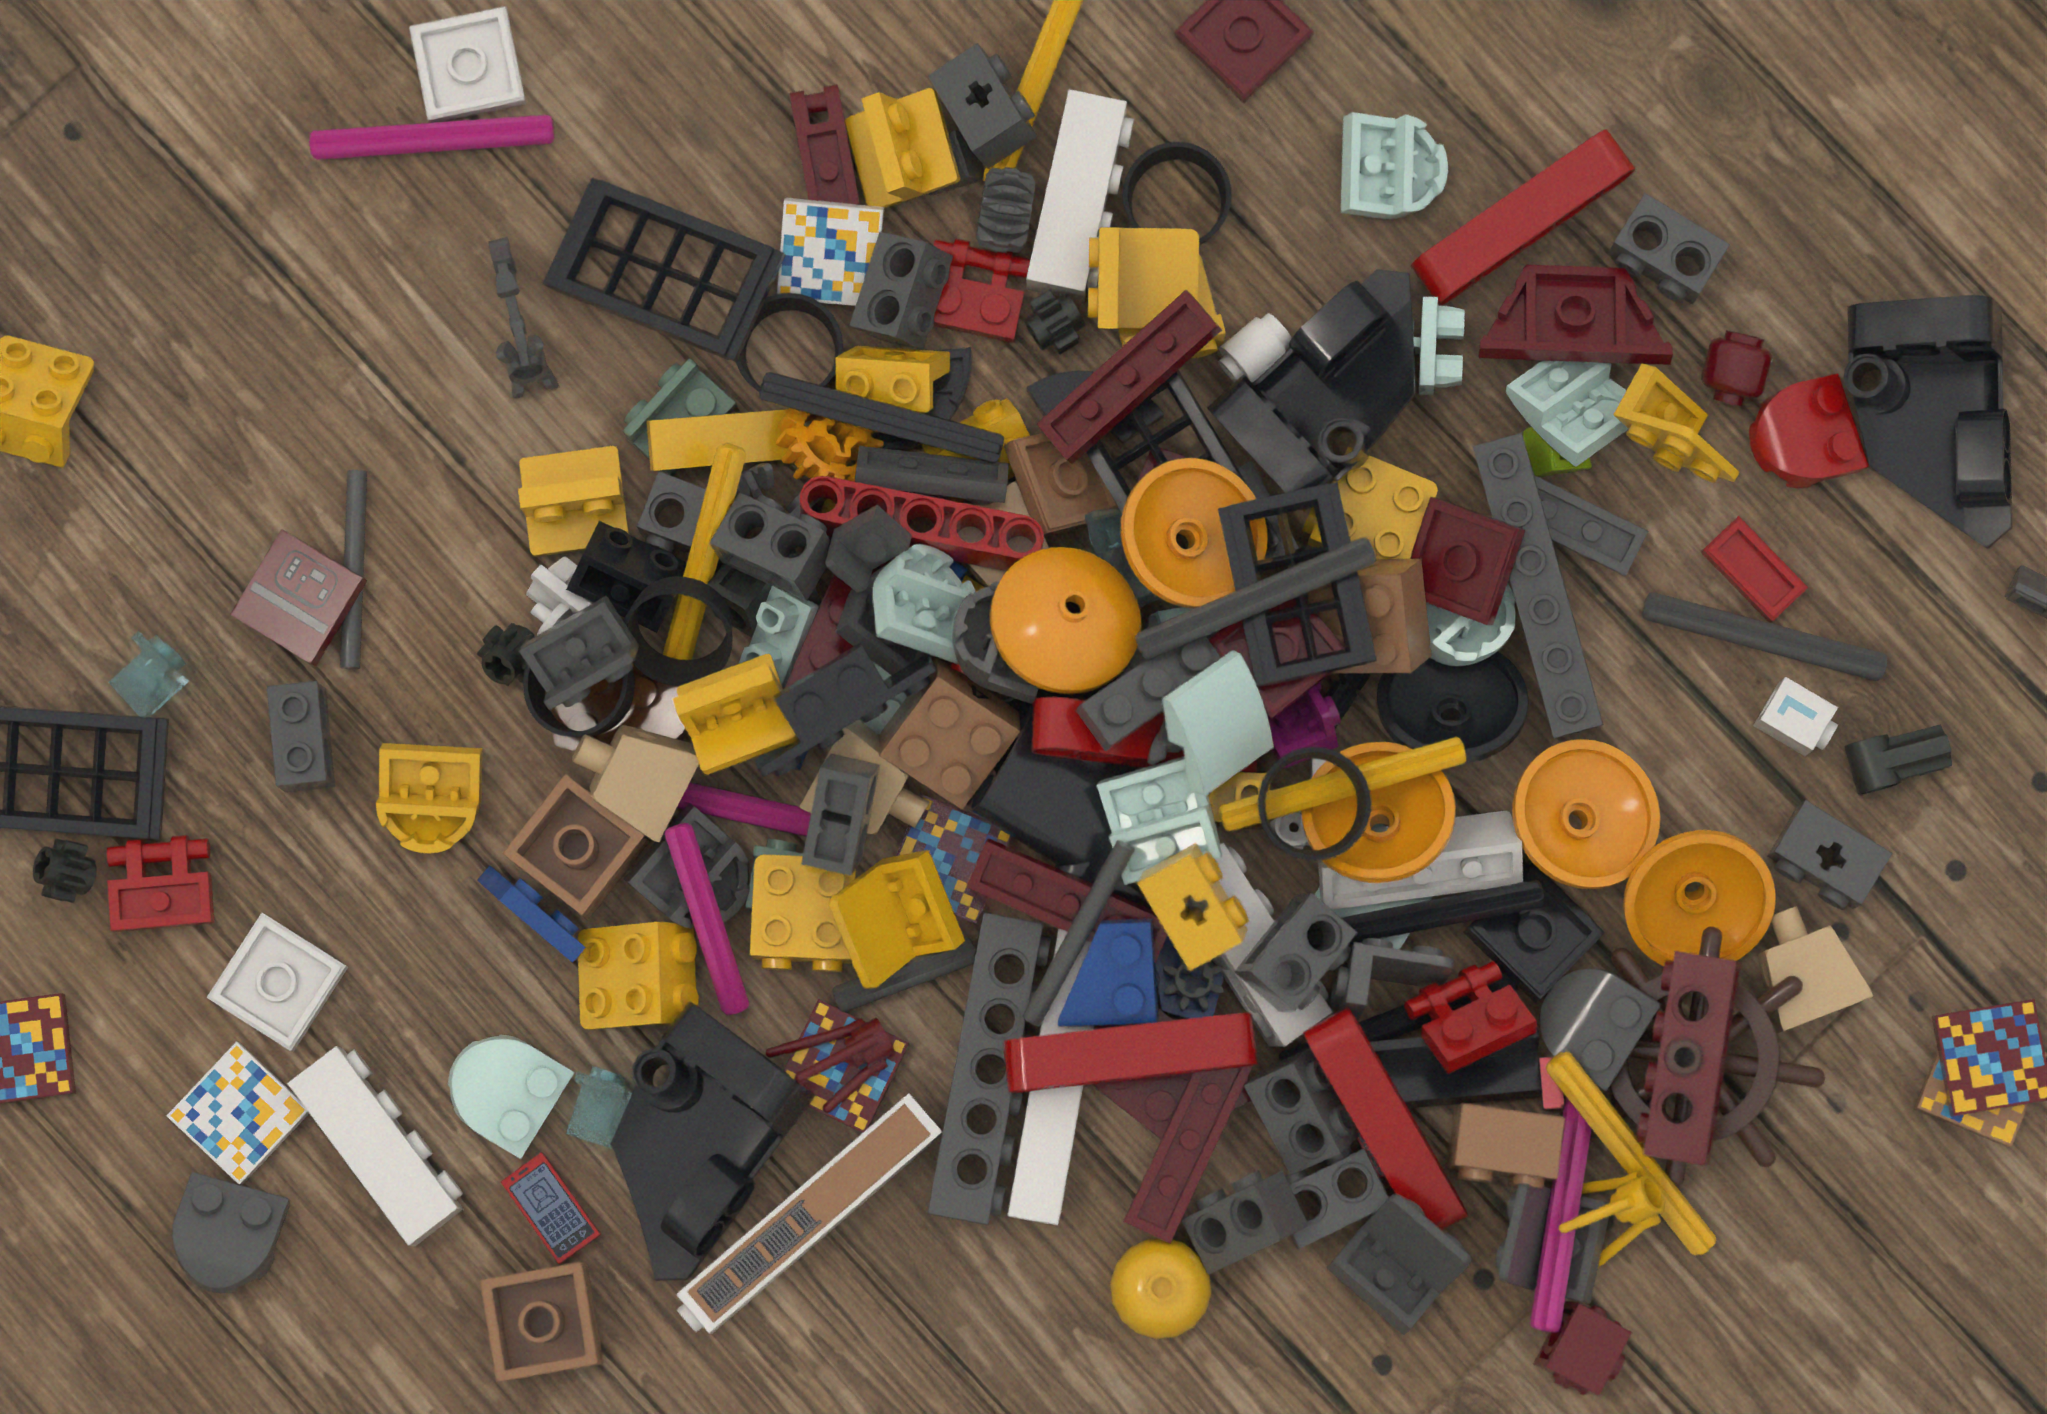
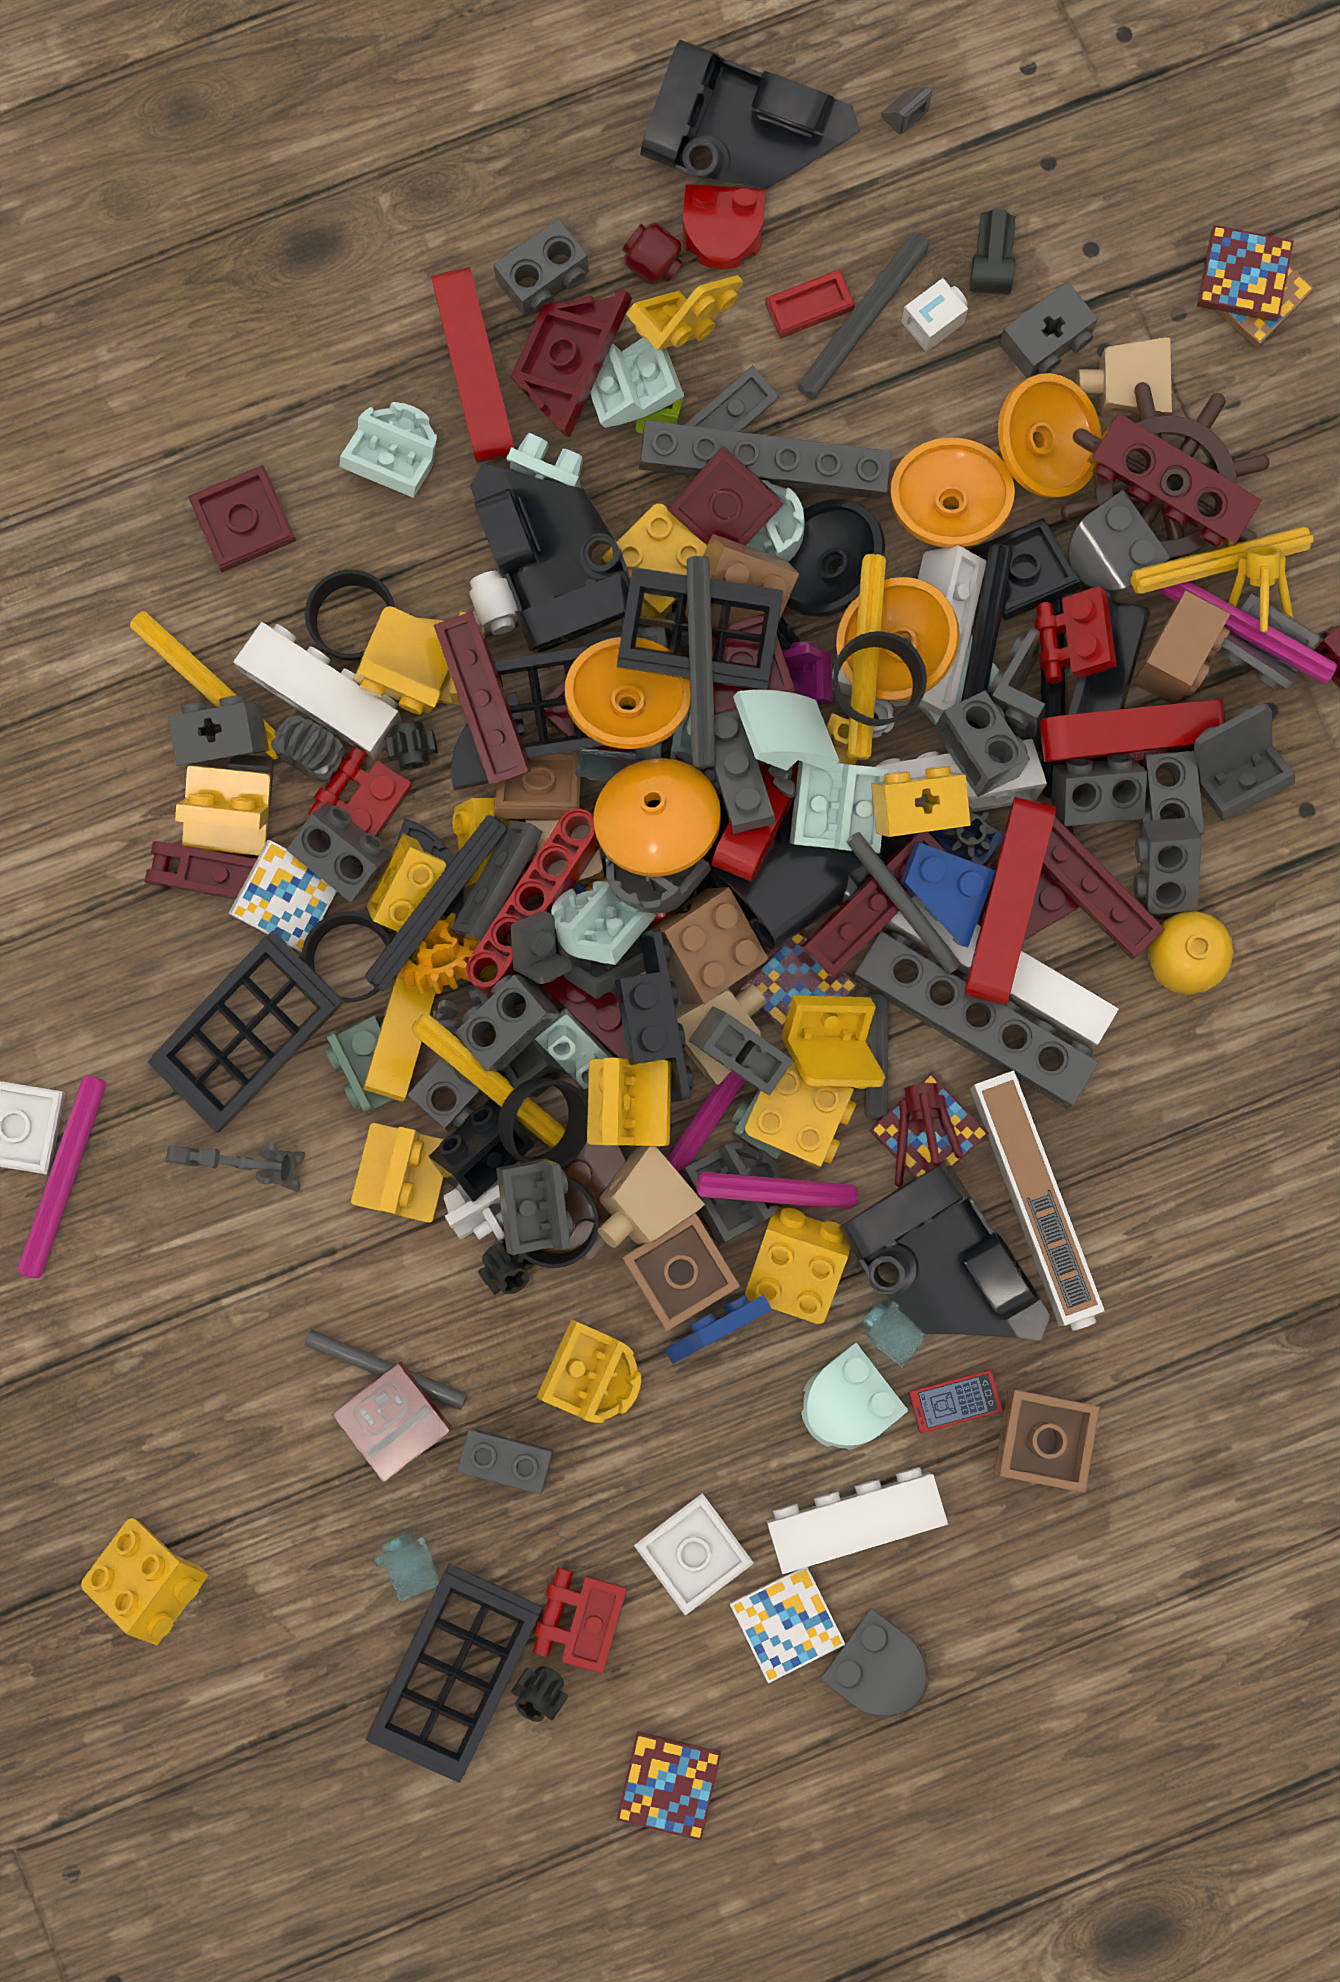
camera: 70 degrees left, 0 degrees up
(1552, 1095) = (1153, 600): coral tile -> none

